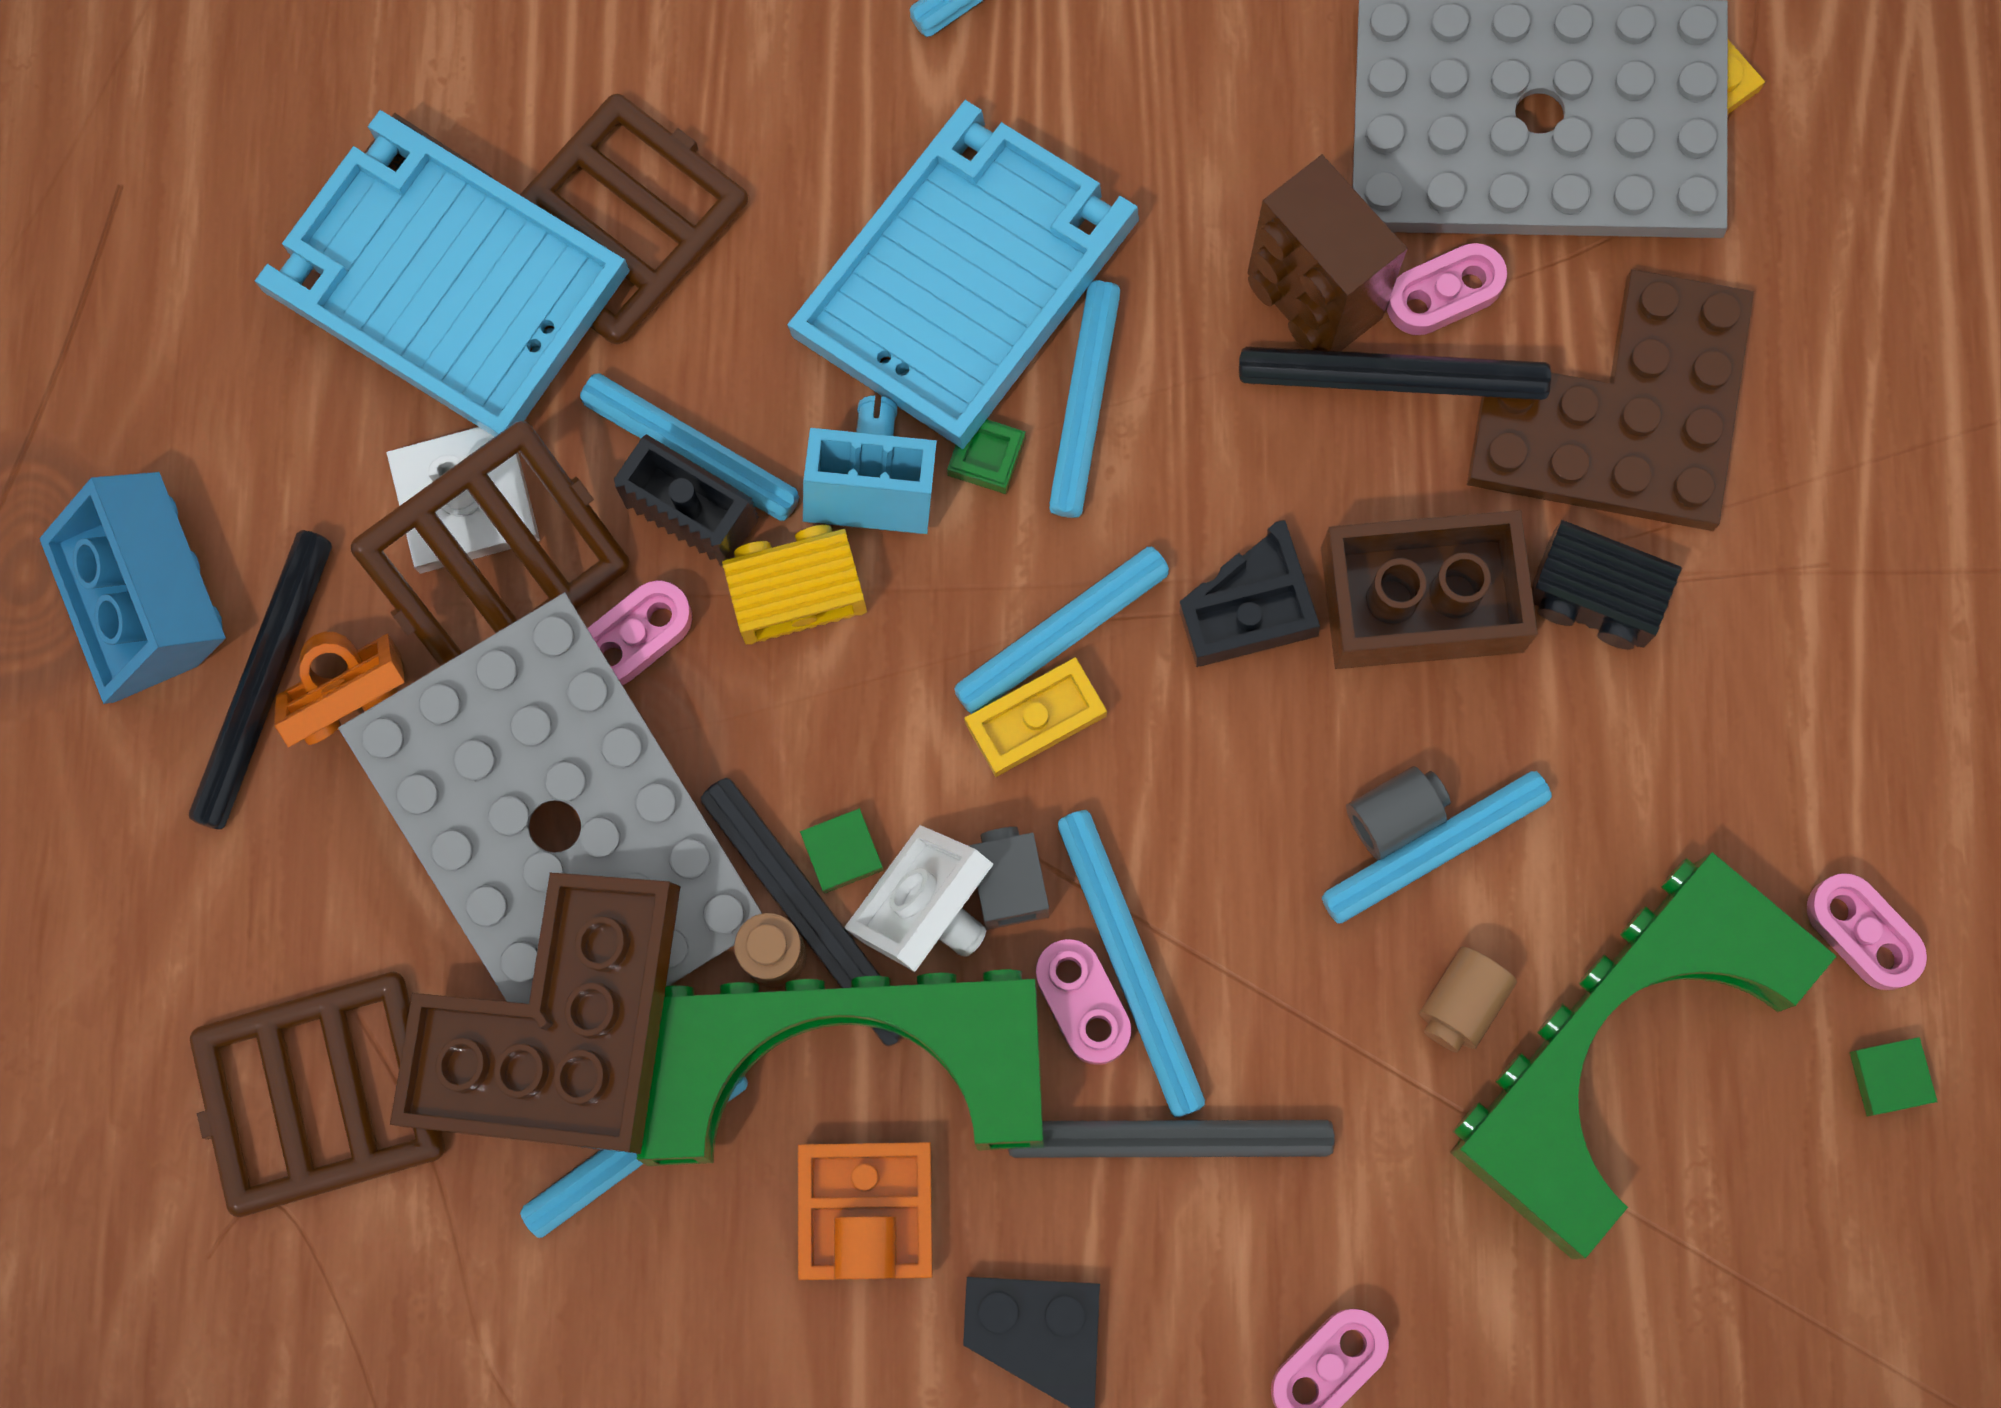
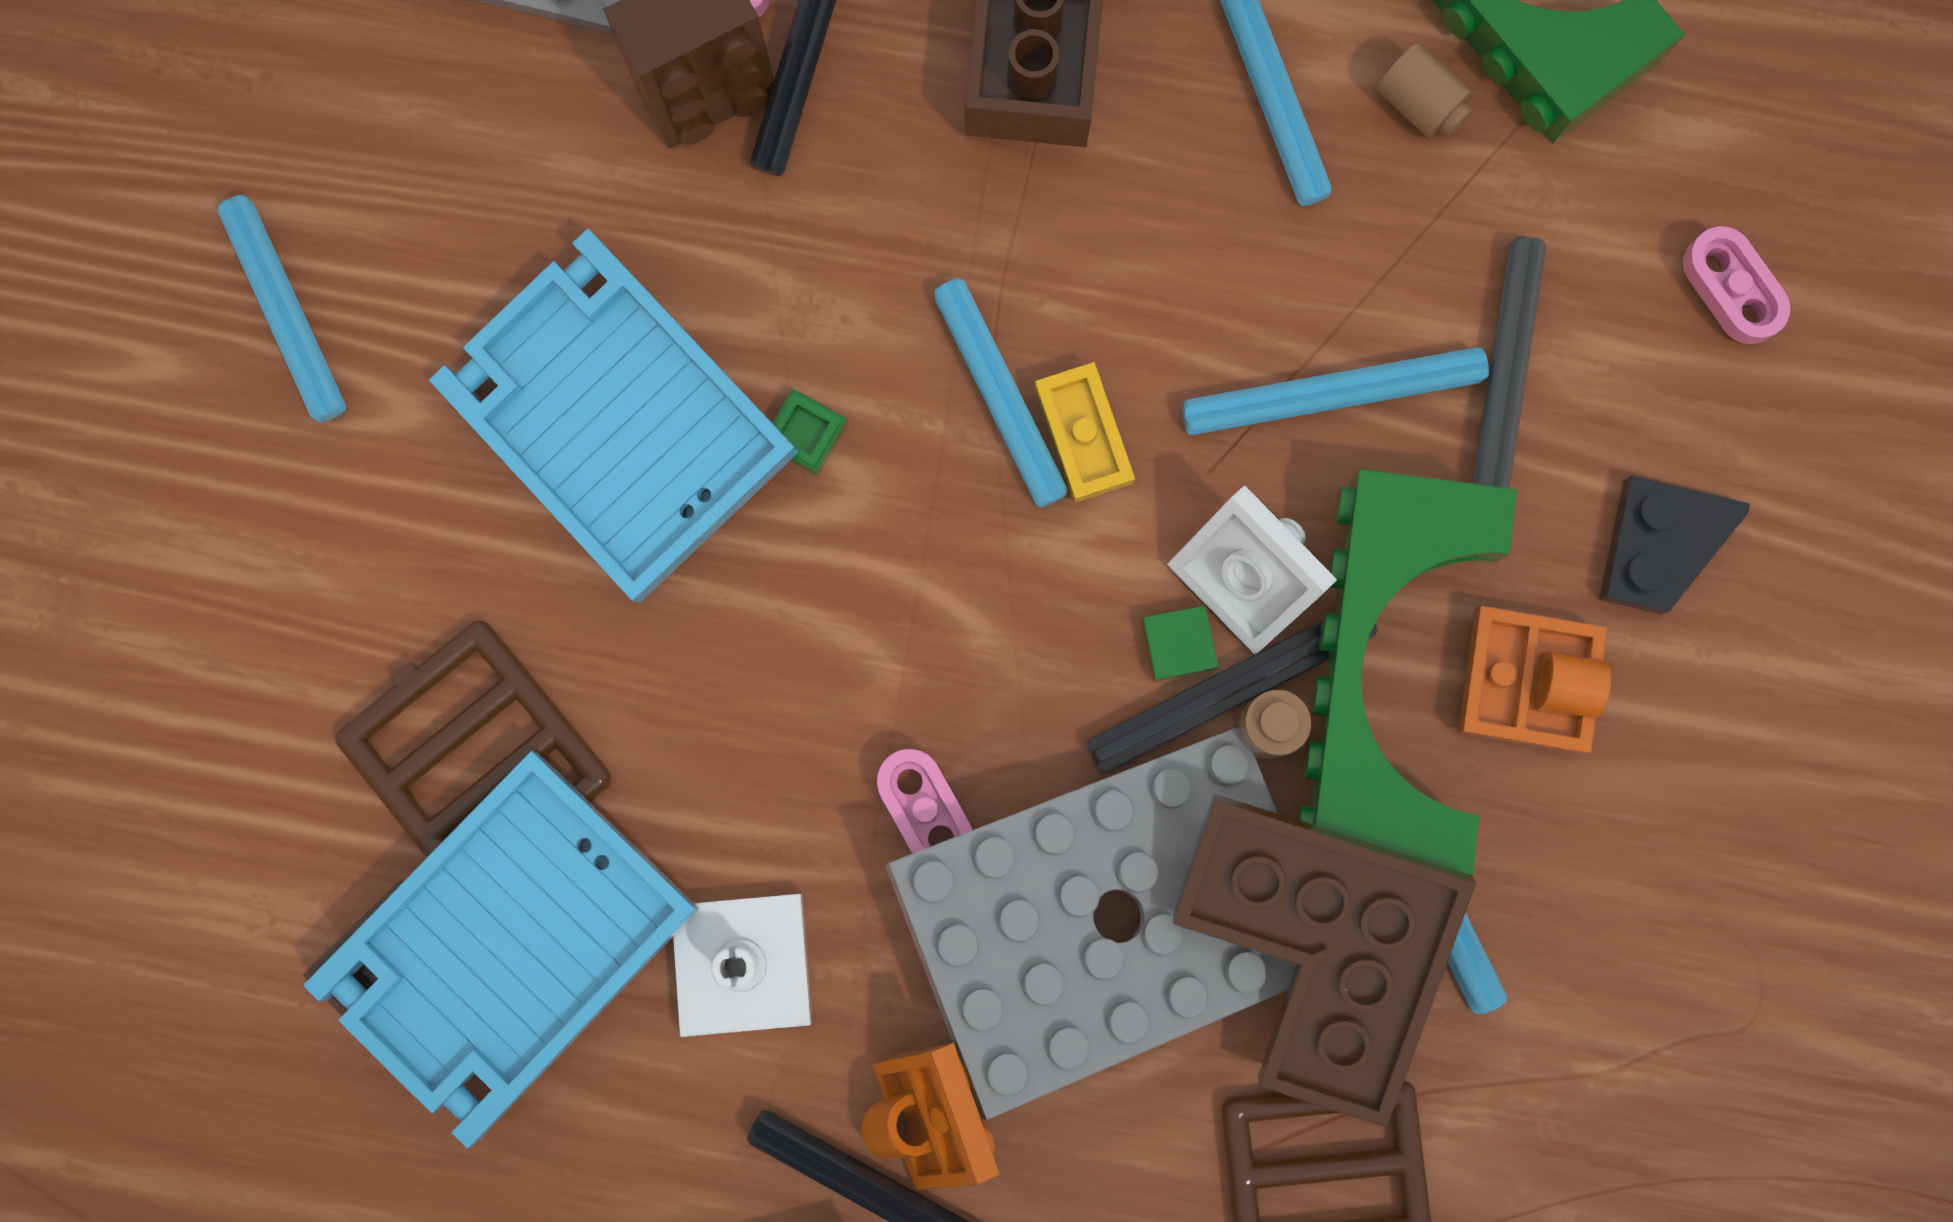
camera: 85 degrees left, 5 degrees up
(473, 476) = (744, 939): reddish brown bar -> none
(644, 418) = (737, 724): medium azure axle -> none
(685, 499) = (801, 731): black brick -> none
(793, 584) = (906, 640): yellow brick -> none
(869, 474) = (813, 545): medium azure brick -> none
(1014, 885) = (1228, 470): dark grey brick -> none
(1082, 1001) = (1365, 440): bright pink plate -> none
(1084, 399) = (769, 325): medium azure axle -> none
(1251, 603) = (1009, 207): black wing -> none
(1399, 811) = (1239, 114): dark grey brick -> none

